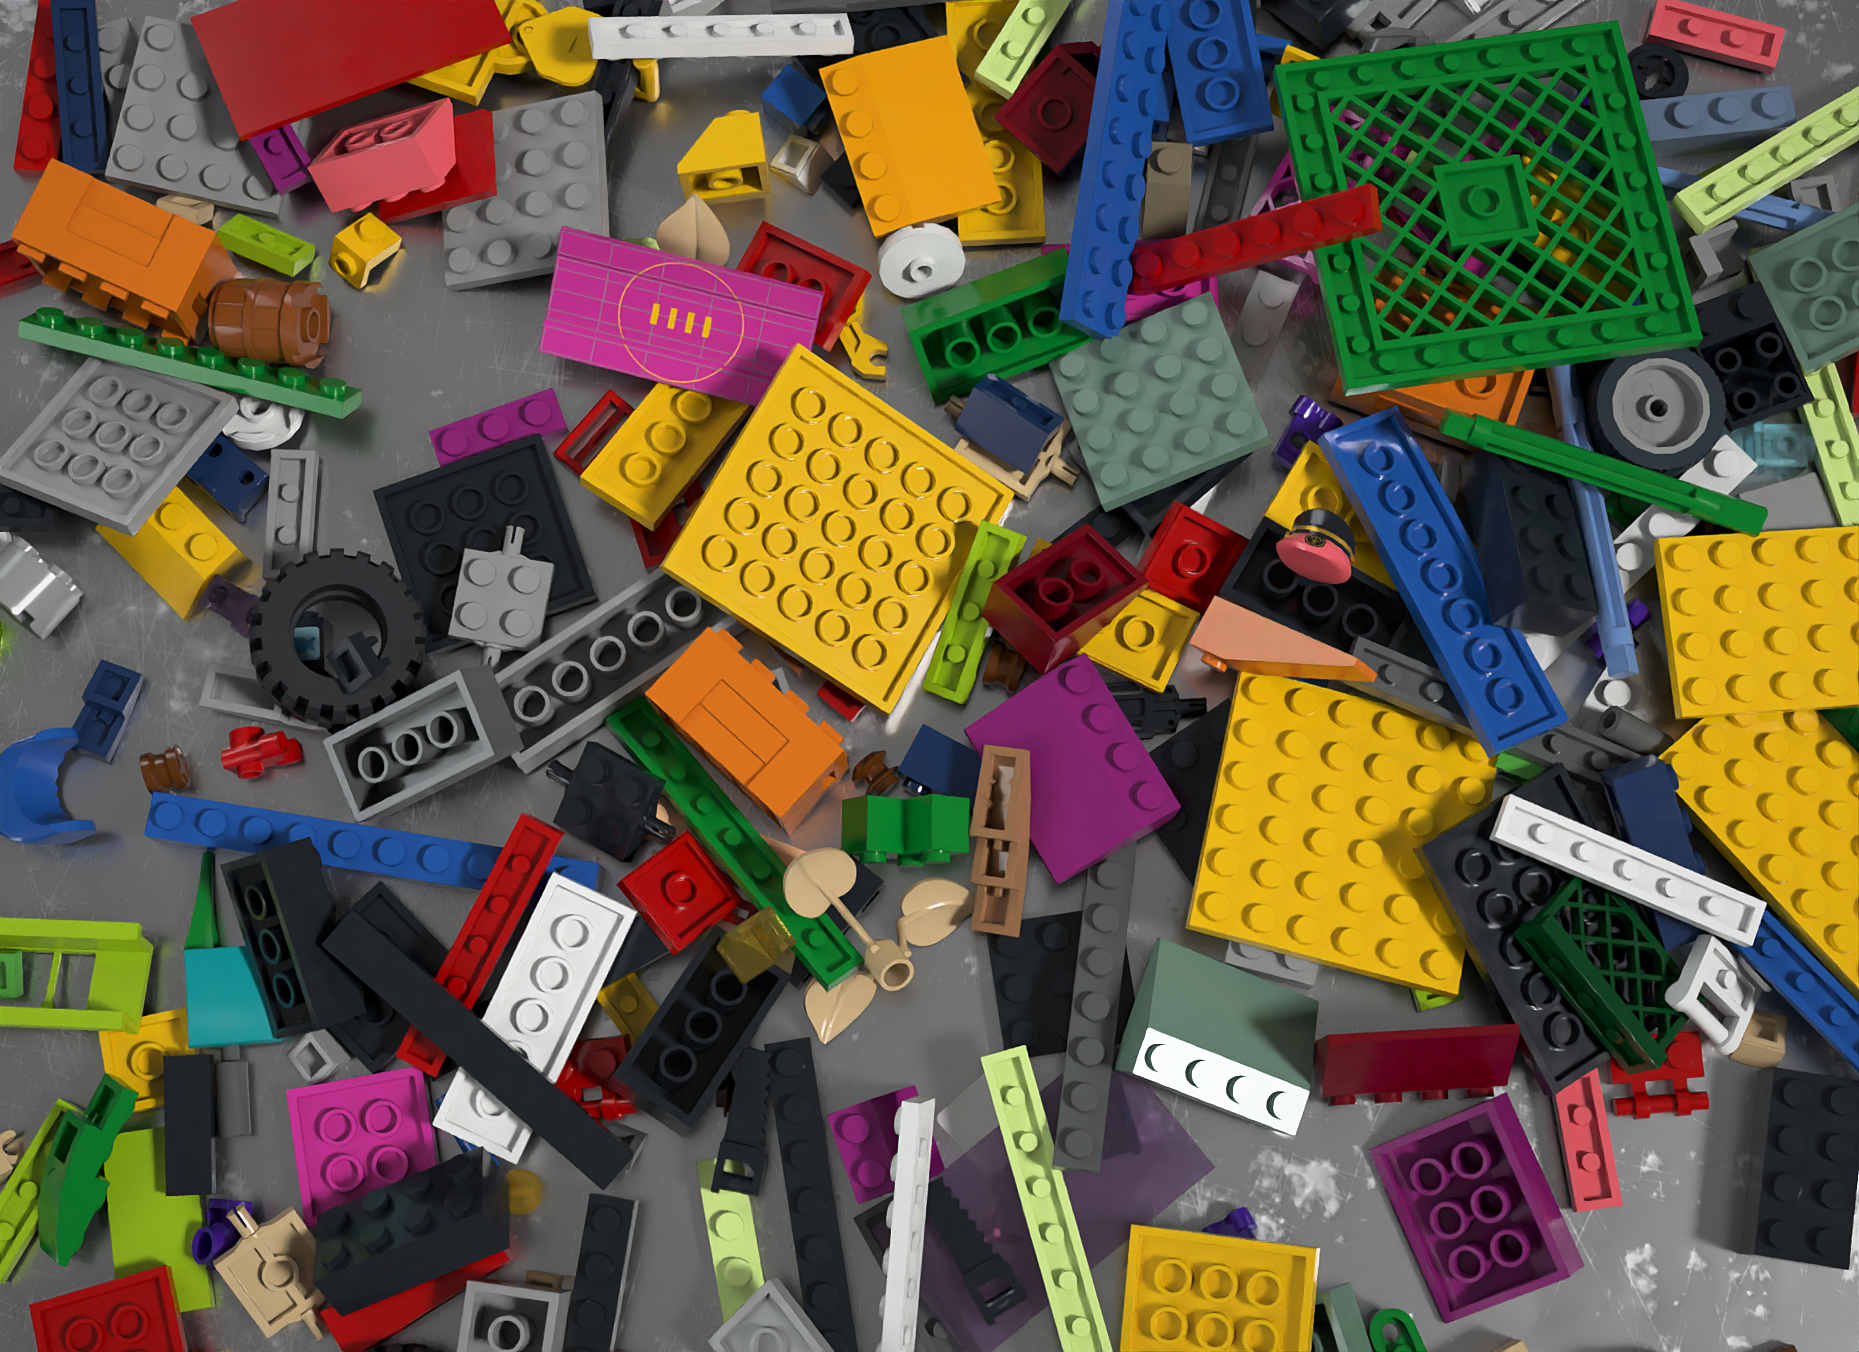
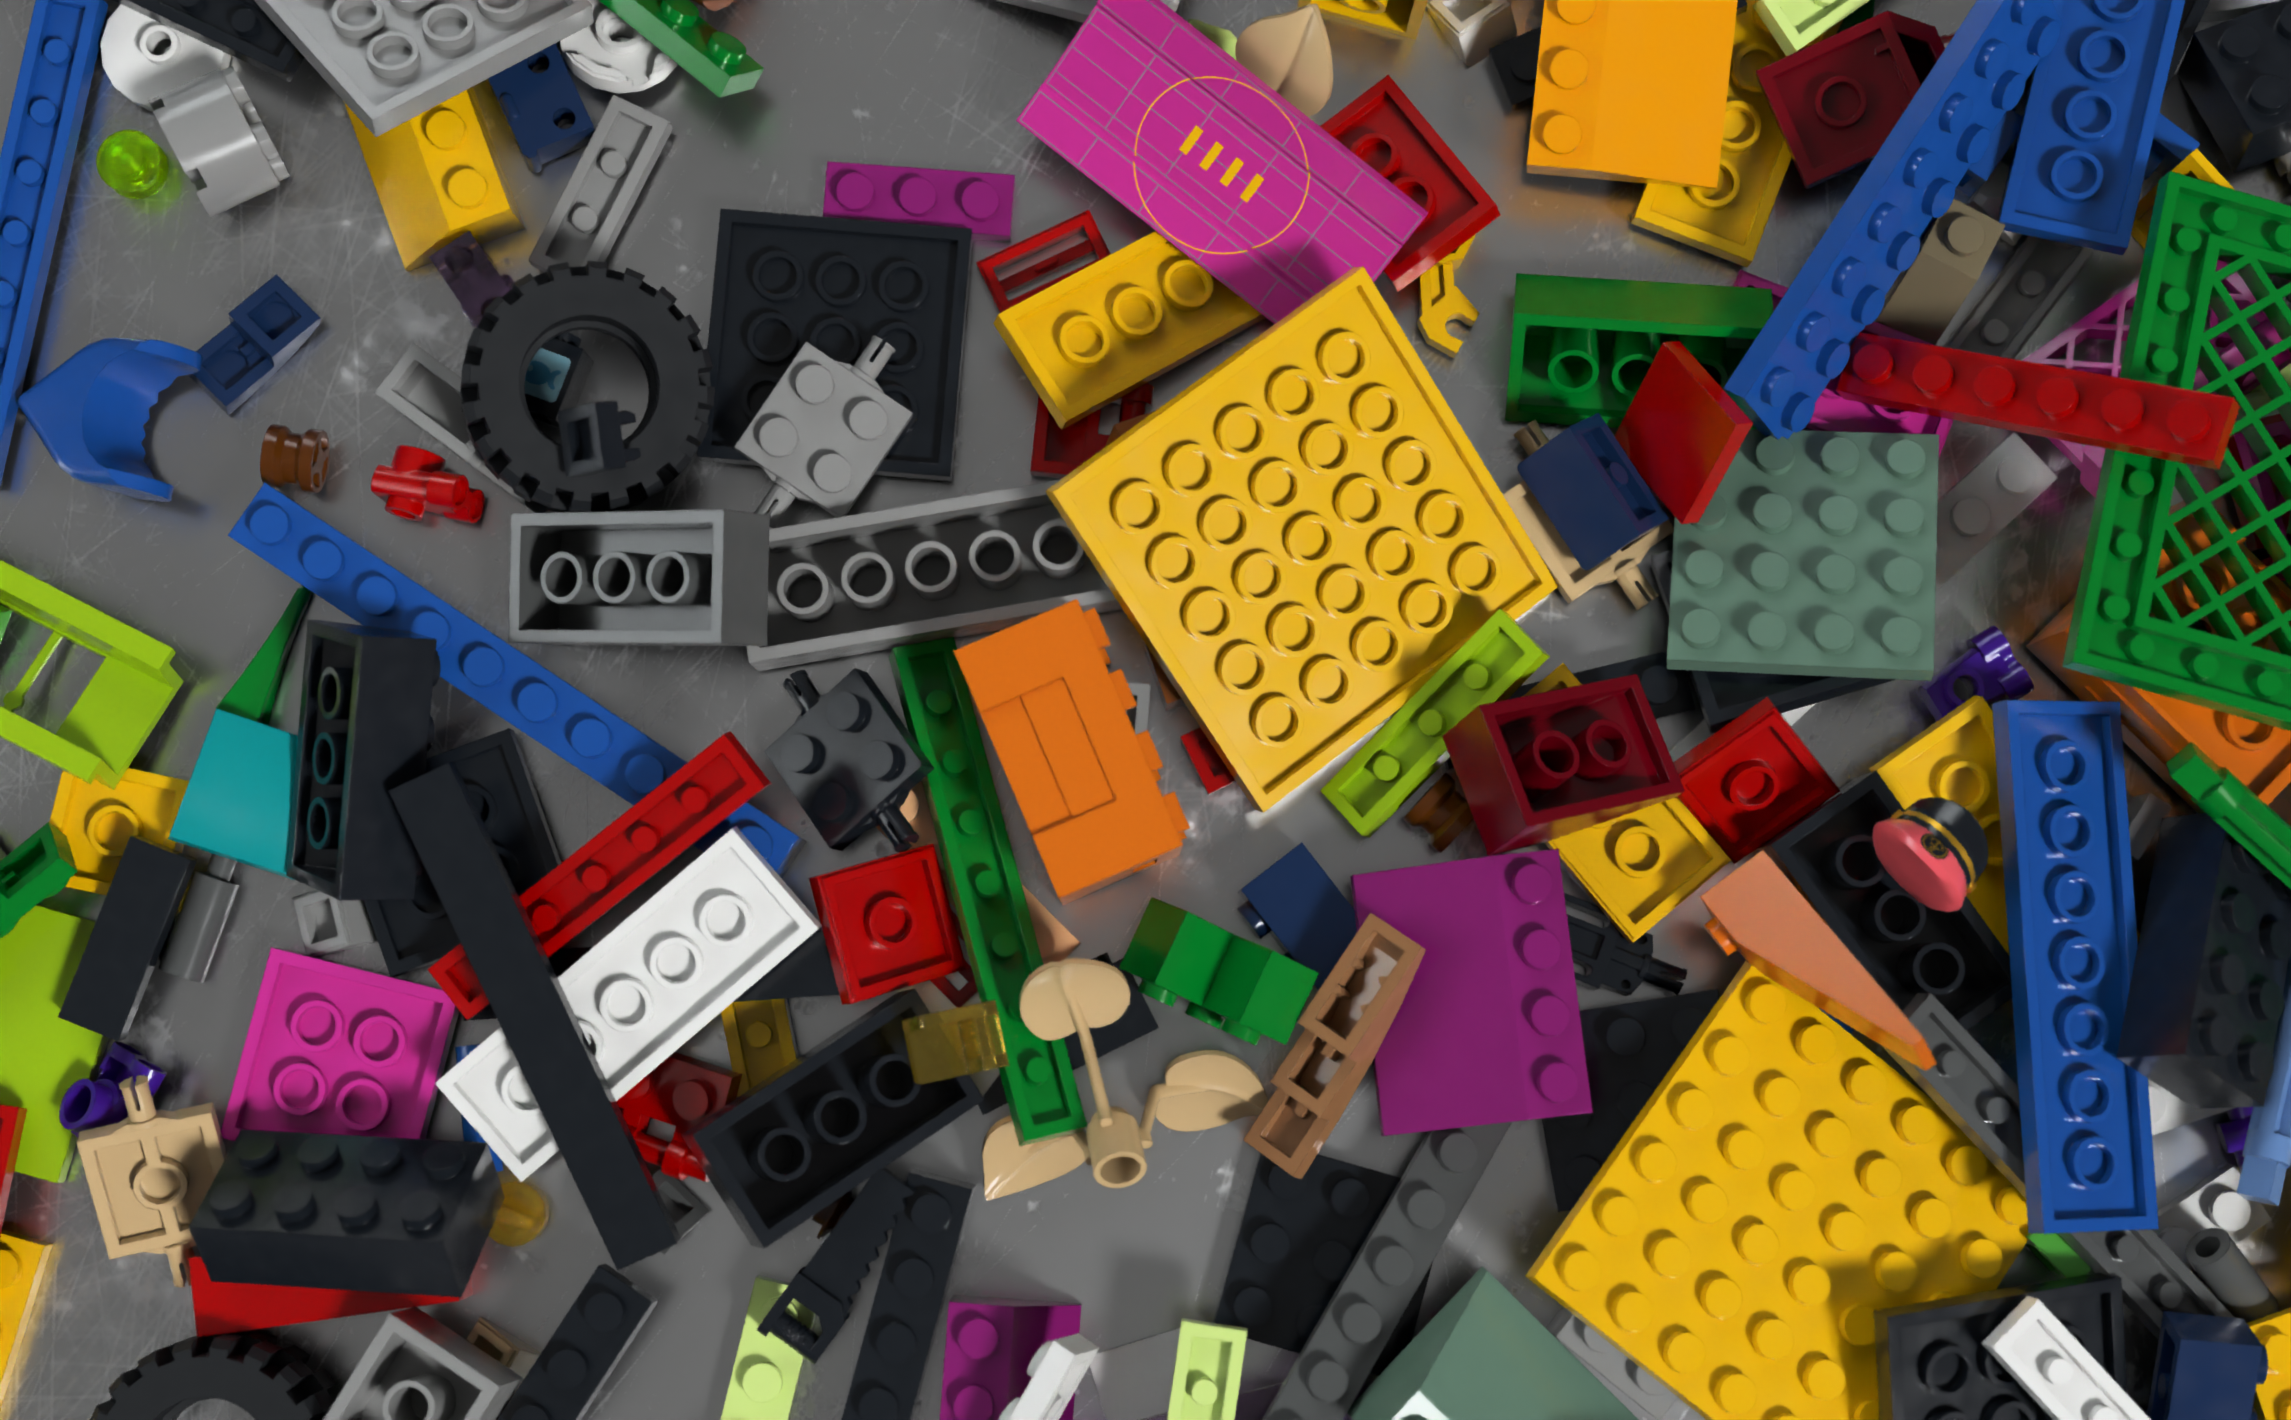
camera: 15 degrees right, 5 degrees up
(875, 773) = (1210, 877): reddish brown wheel -> none
(921, 261) = (1573, 222): white plate -> none
(1047, 359) = (1682, 432): none -> red tile

